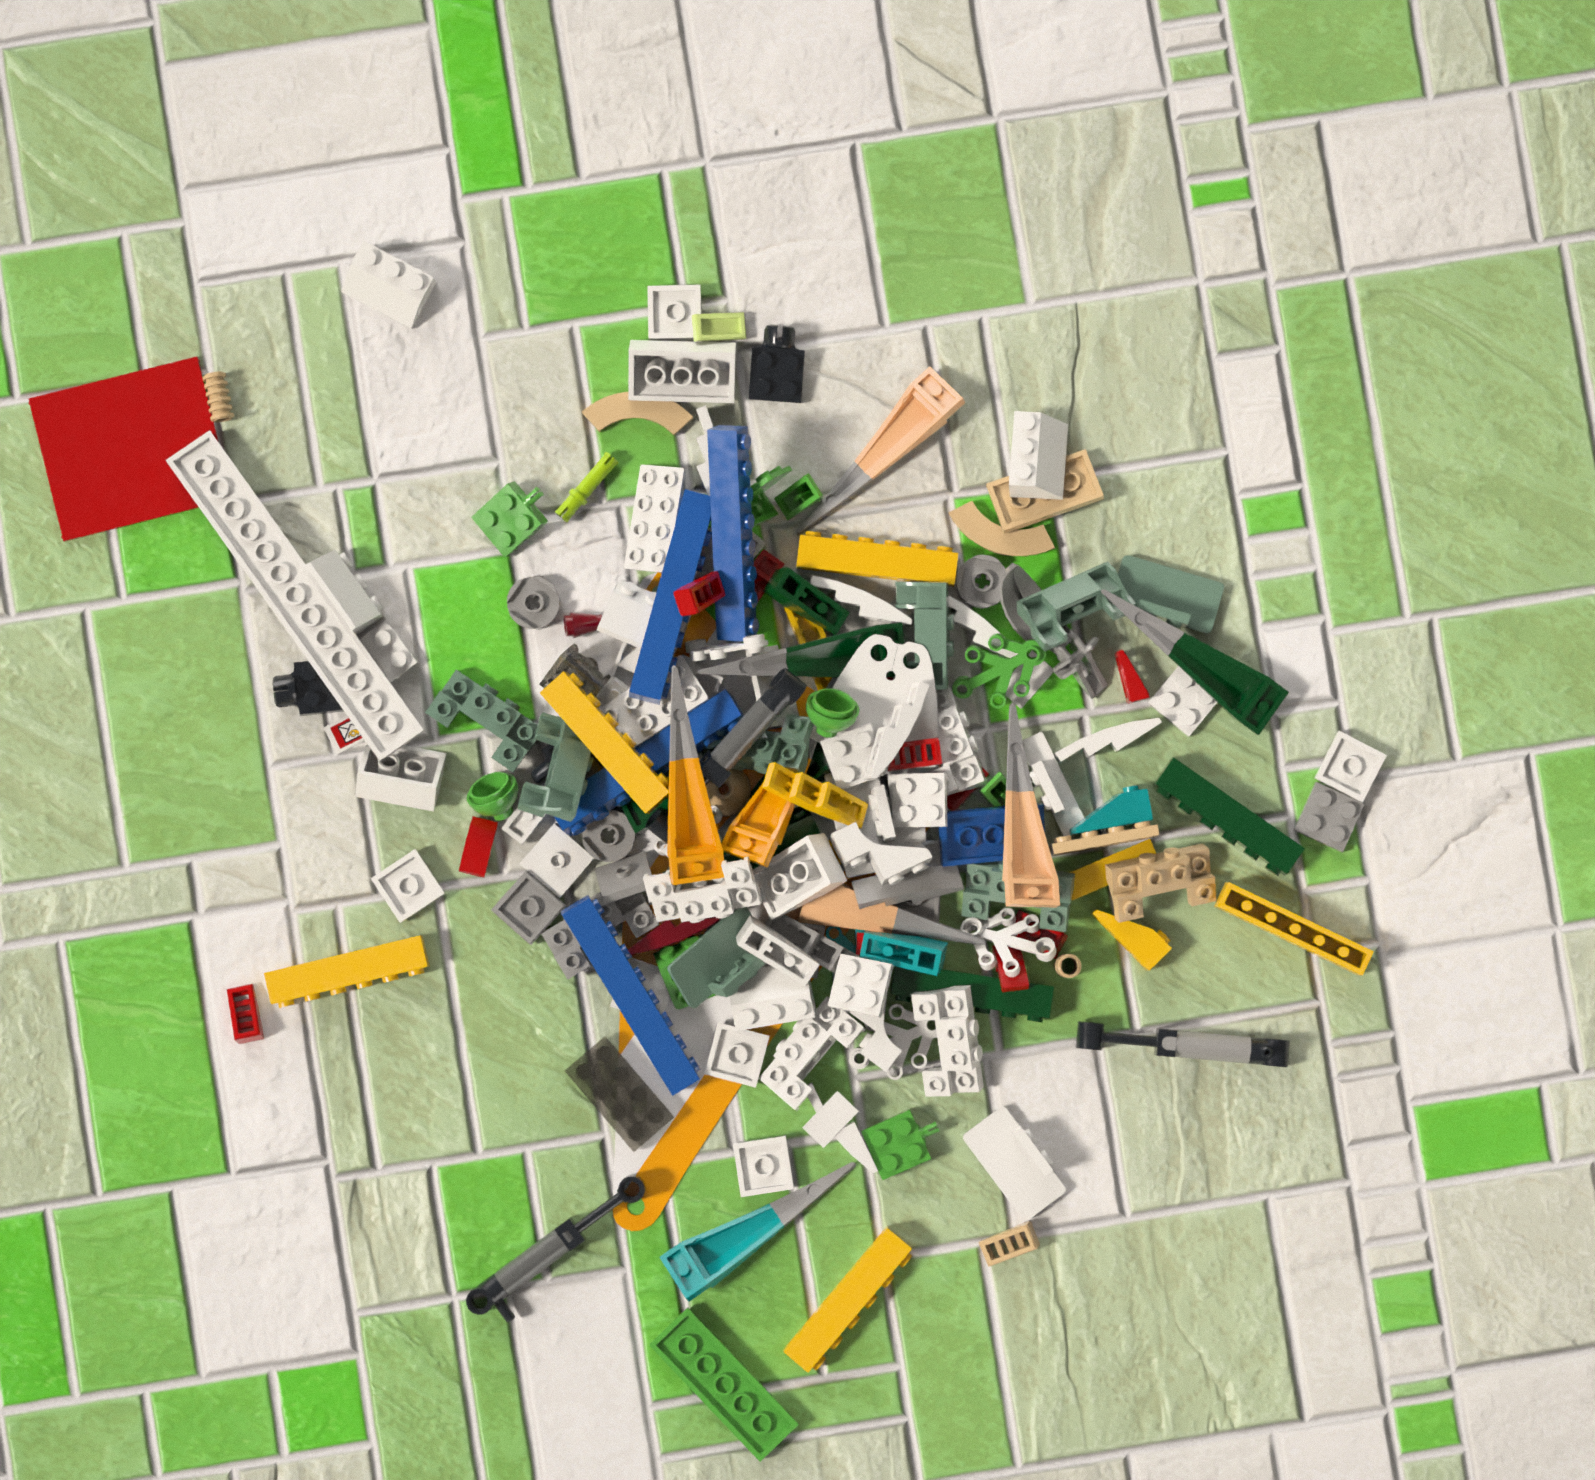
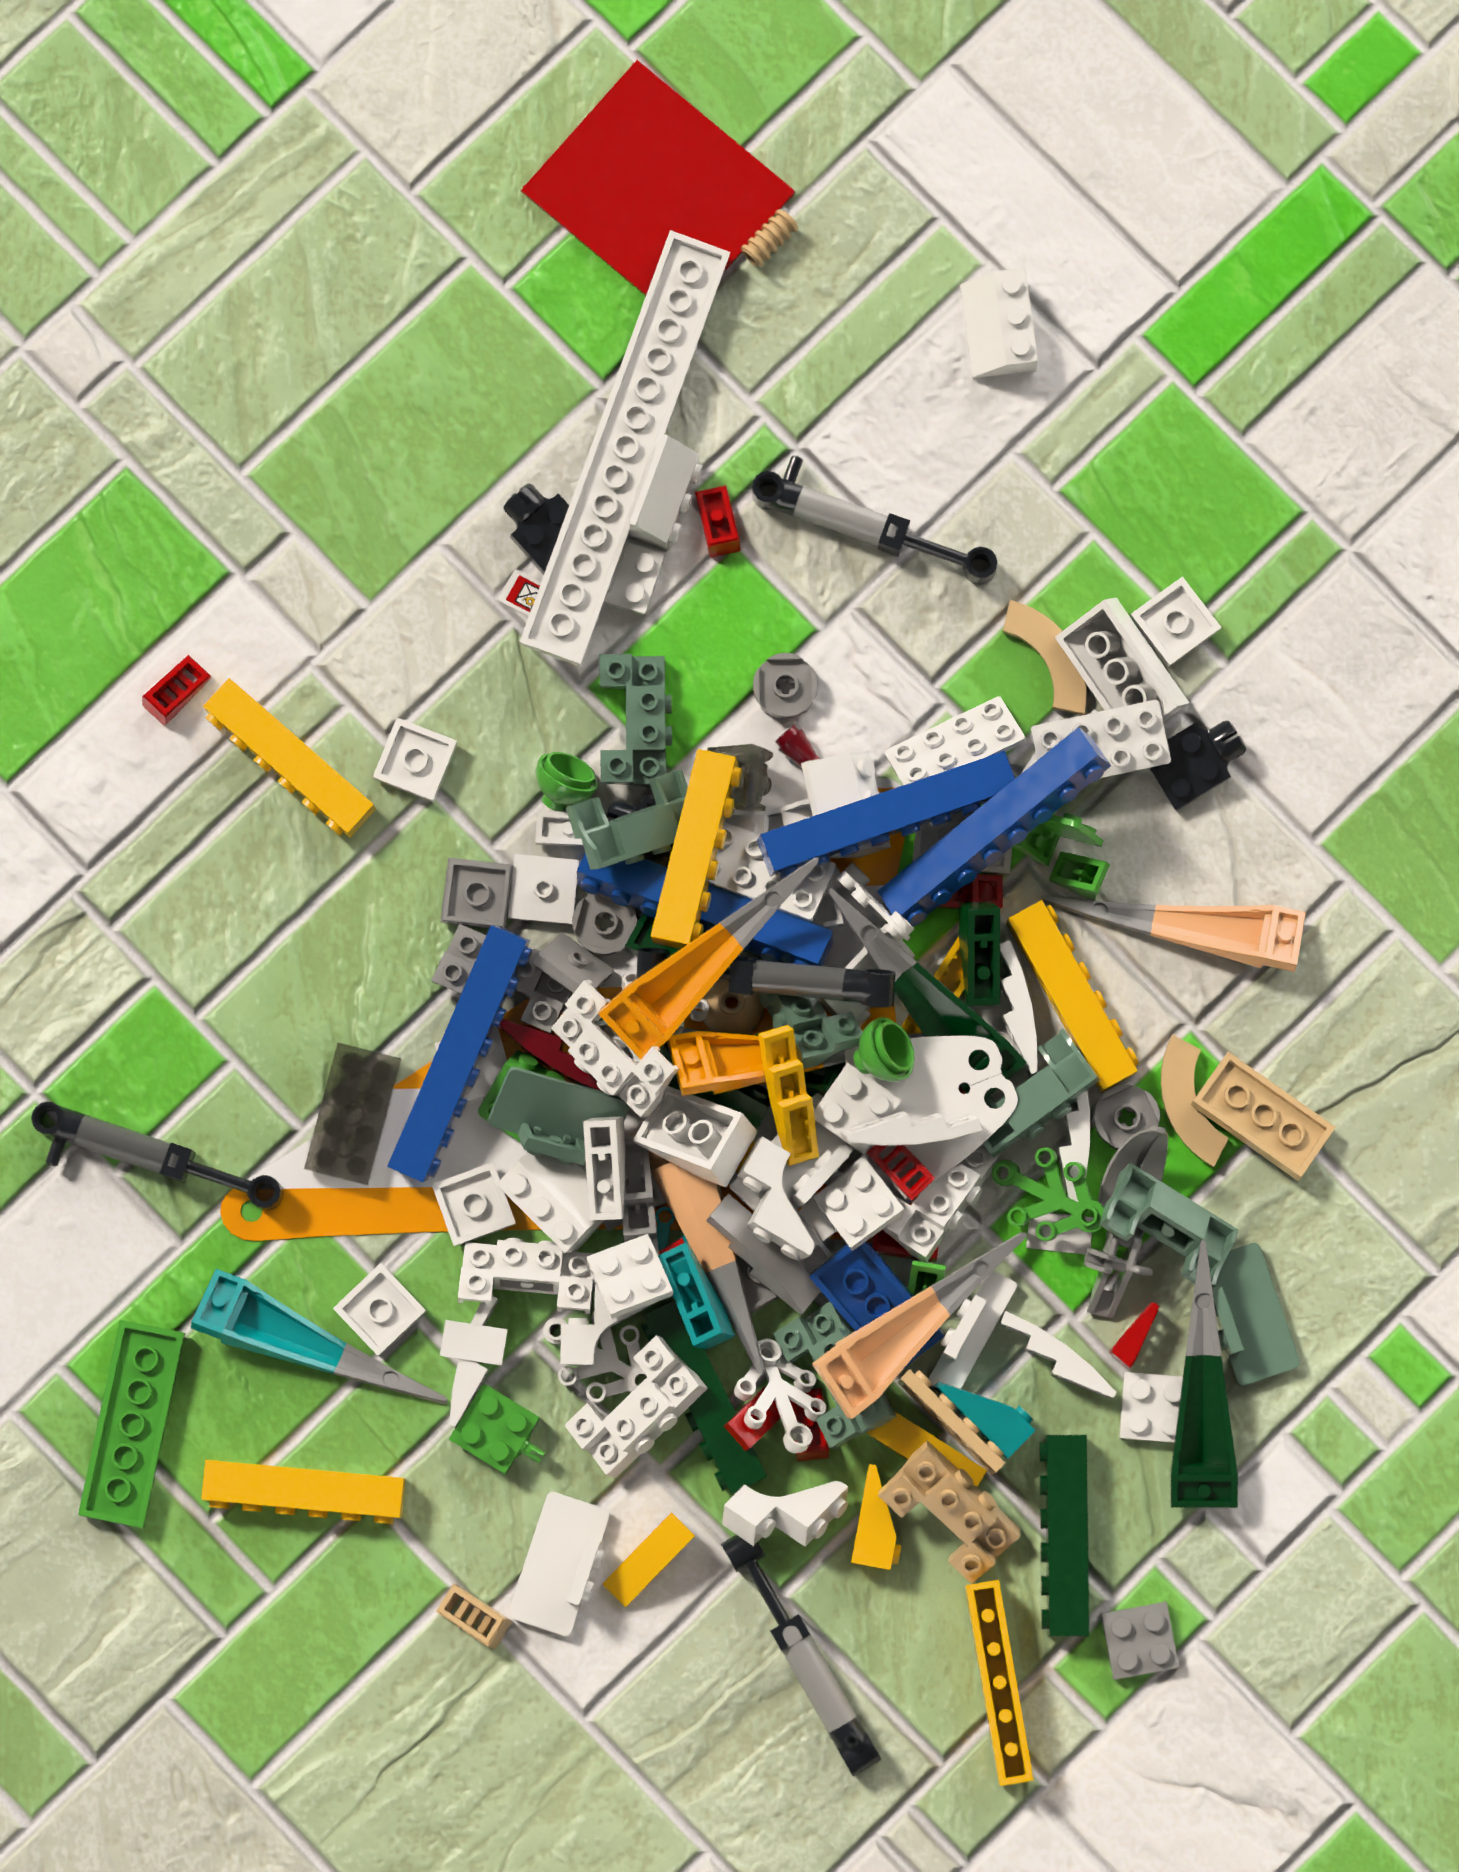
camera: 65 degrees right, 5 degrees down
(388, 568) = (718, 521): none -> red slope
(404, 778) = (519, 679): white slope -> none
(456, 475) = (859, 522): none -> piece
(478, 847) = (502, 801): red slope -> none
(510, 517) = (854, 604): bright green plate -> none
(586, 487) = (937, 657): lime pin -> none
(697, 595) = (908, 836): red slope -> none
(718, 327) = (1192, 675): yellowish green tile -> none
(729, 401) = (1127, 736): none -> white bracket
(1038, 456) = (1292, 1082): white slope -> none
(1053, 1102) = (648, 1559): none -> yellow slope
(1057, 965) = (797, 1463): tan piece -> none
(1095, 982) = (798, 1515): none -> white arch
(1350, 766) = (1206, 1626): white plate -> none

